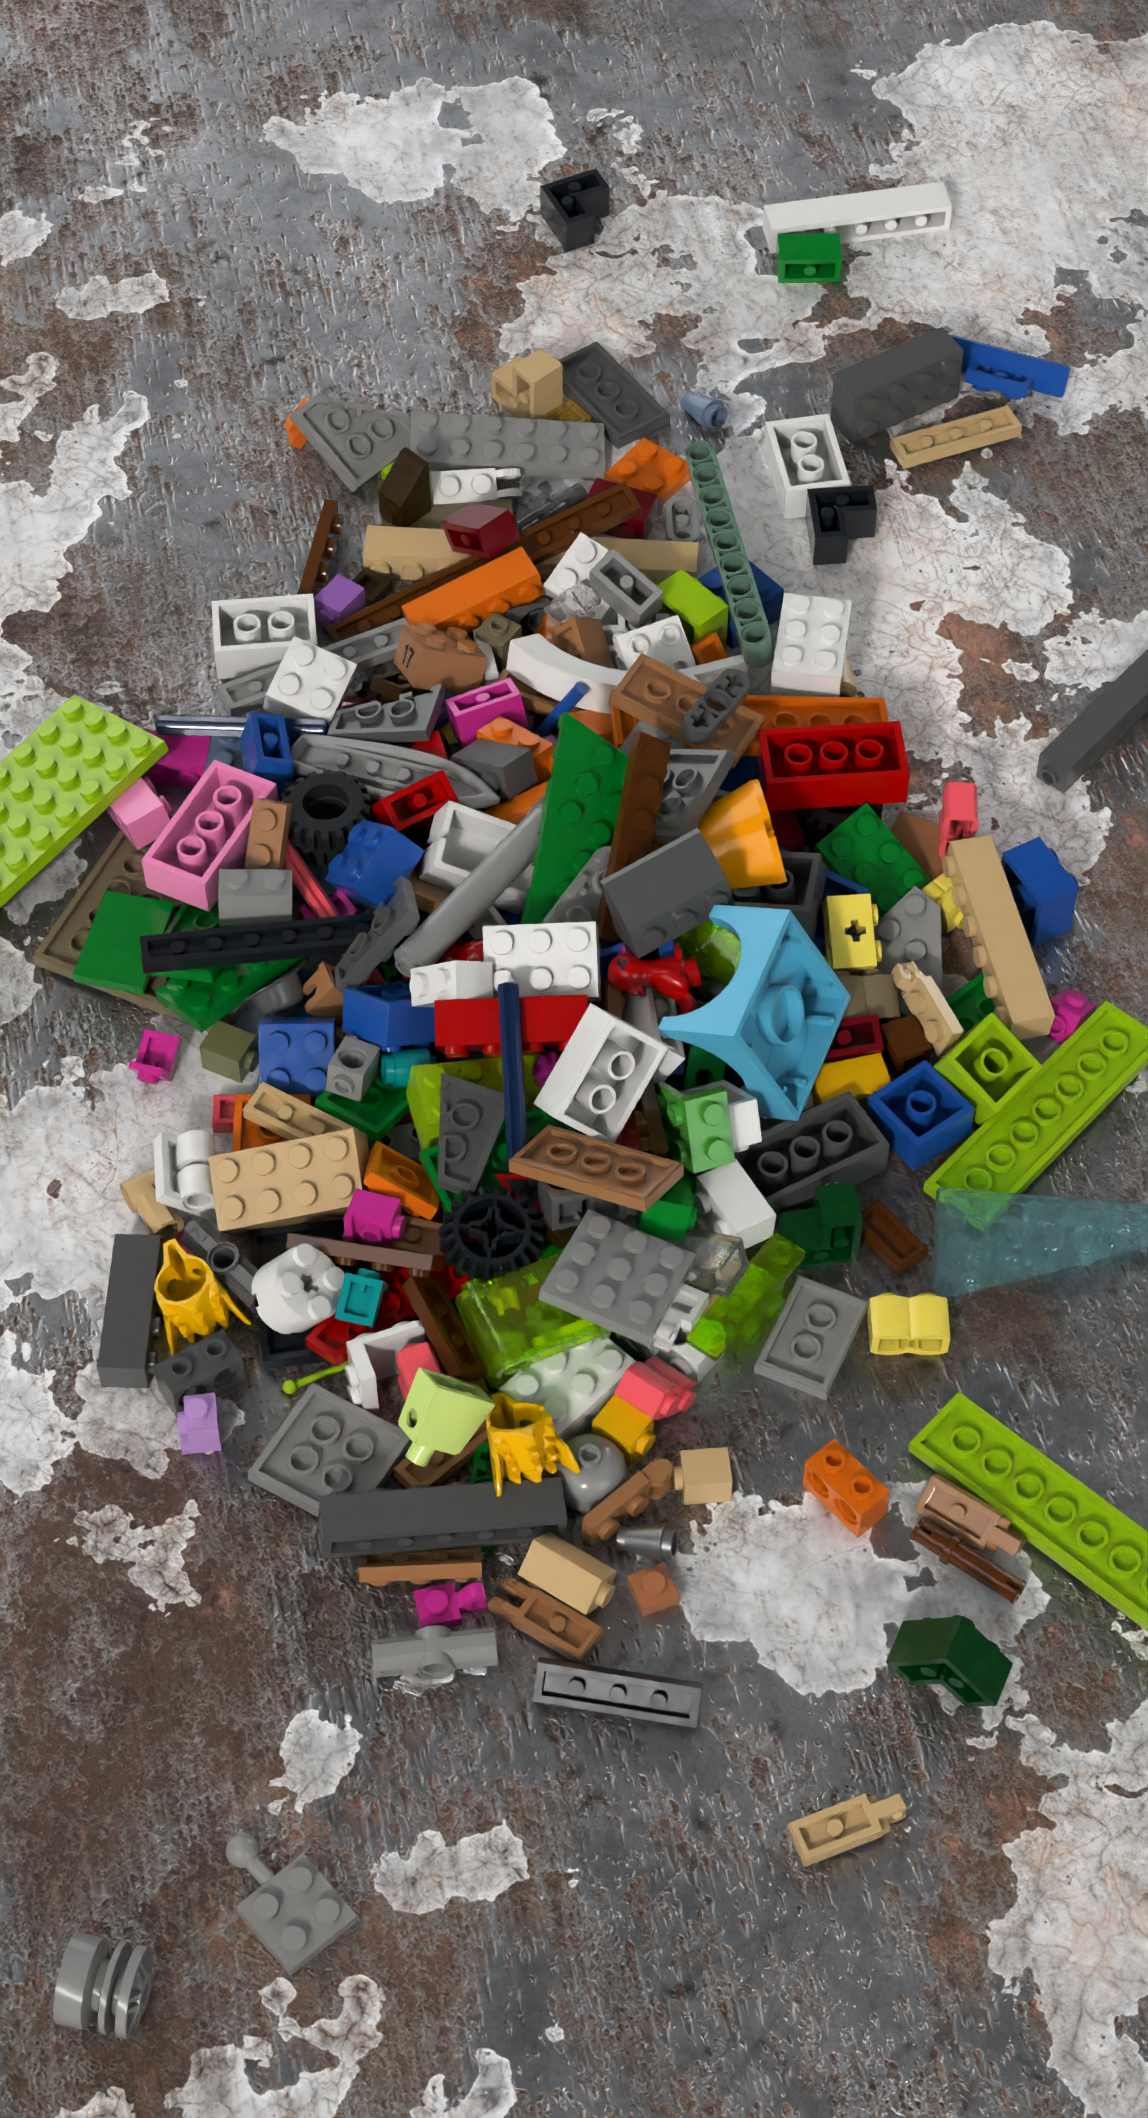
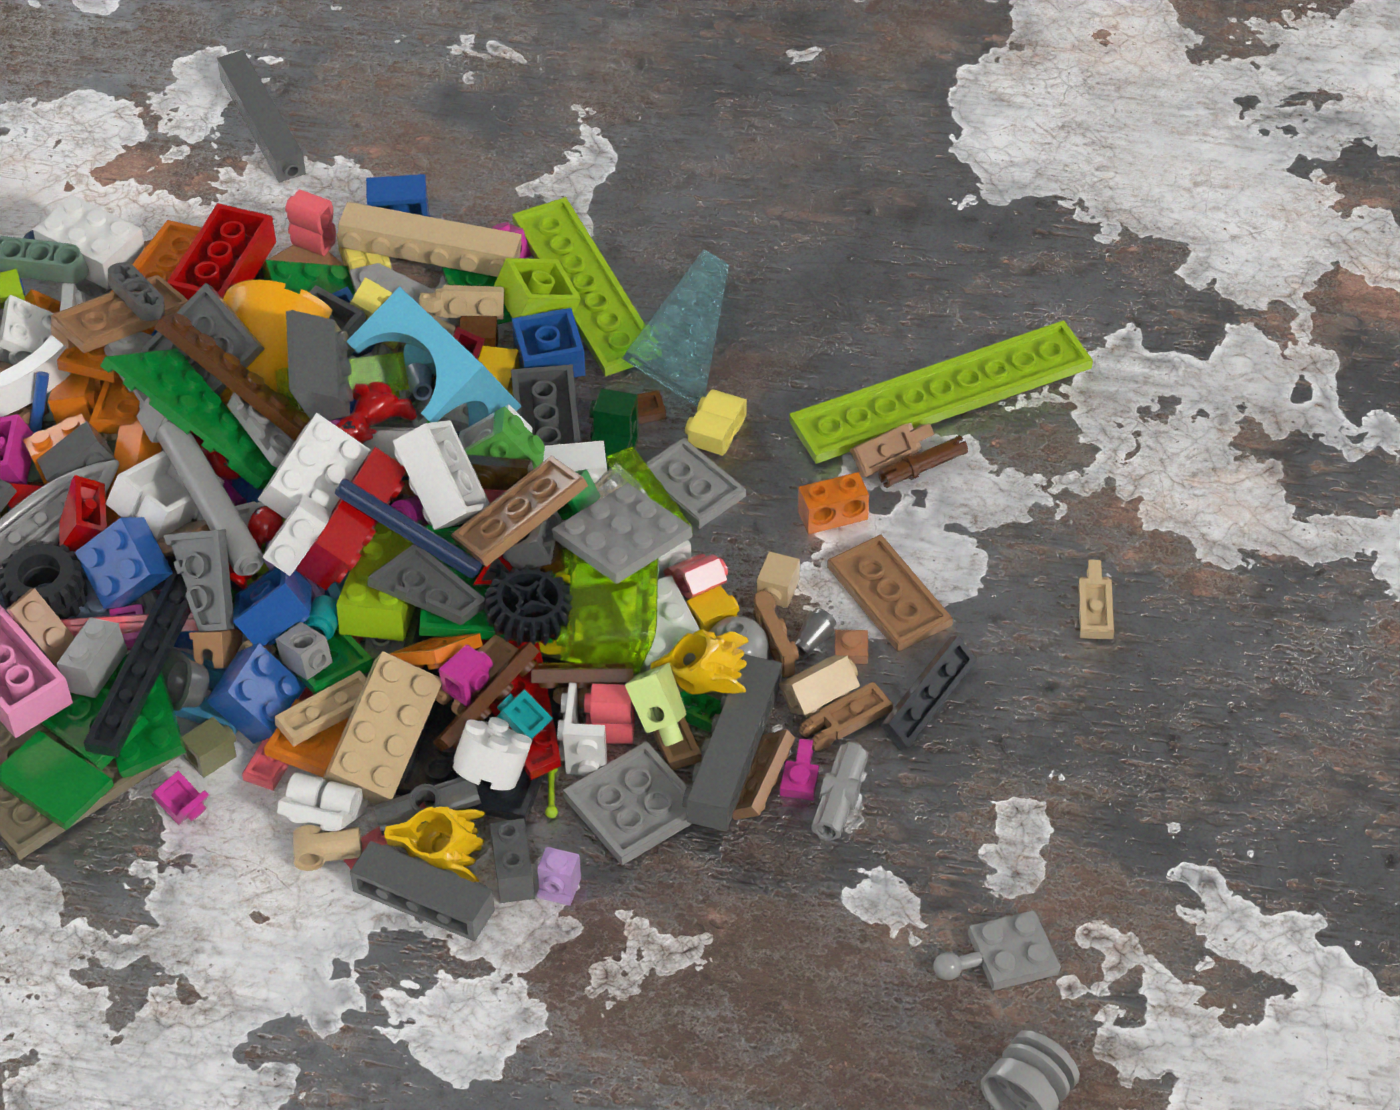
camera: 65 degrees left, 5 degrees down
(753, 1600) = (889, 593): none -> medium nougat tile
(952, 1655) = (998, 491): dark green brick -> none

